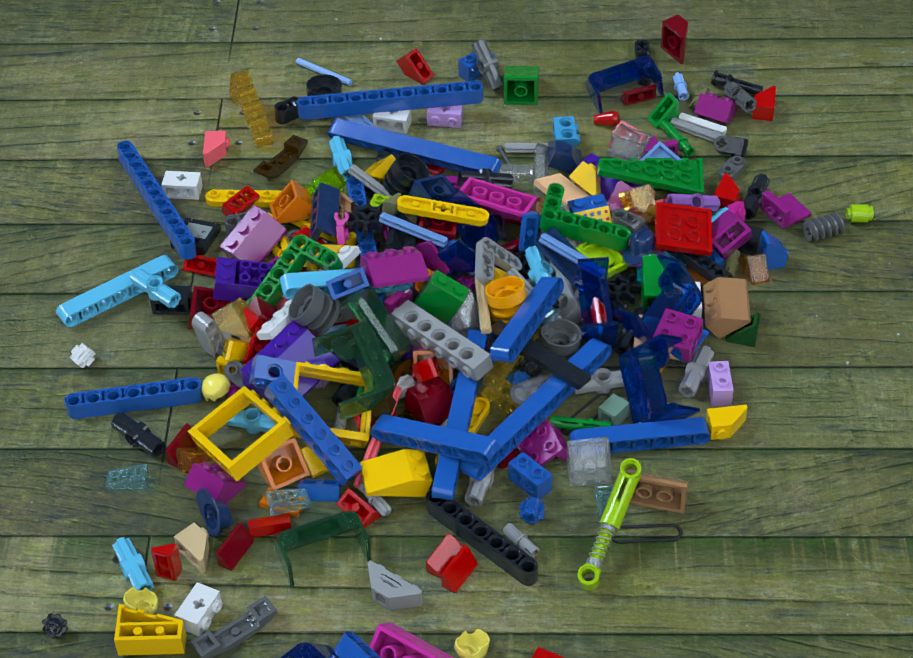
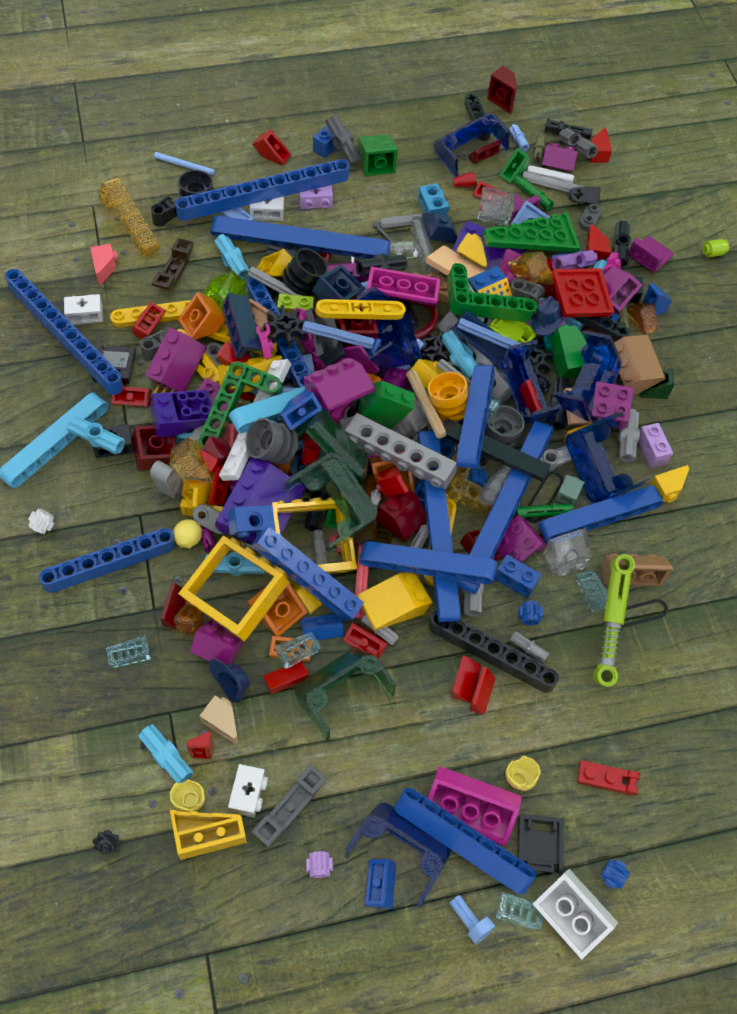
camera: 20 degrees left, 15 degrees up
(138, 434) = (124, 601): black piece -> none
(234, 547) = (261, 711): dark red slope -> none
(390, 205) = (309, 311): olive slope -> none
(391, 590) = (426, 726): light grey slope -> none
(490, 251) = (416, 350): light grey beam -> none
(529, 230) = (442, 315): blue slope -> none
(823, 226) = (690, 267): dark grey piece -> none

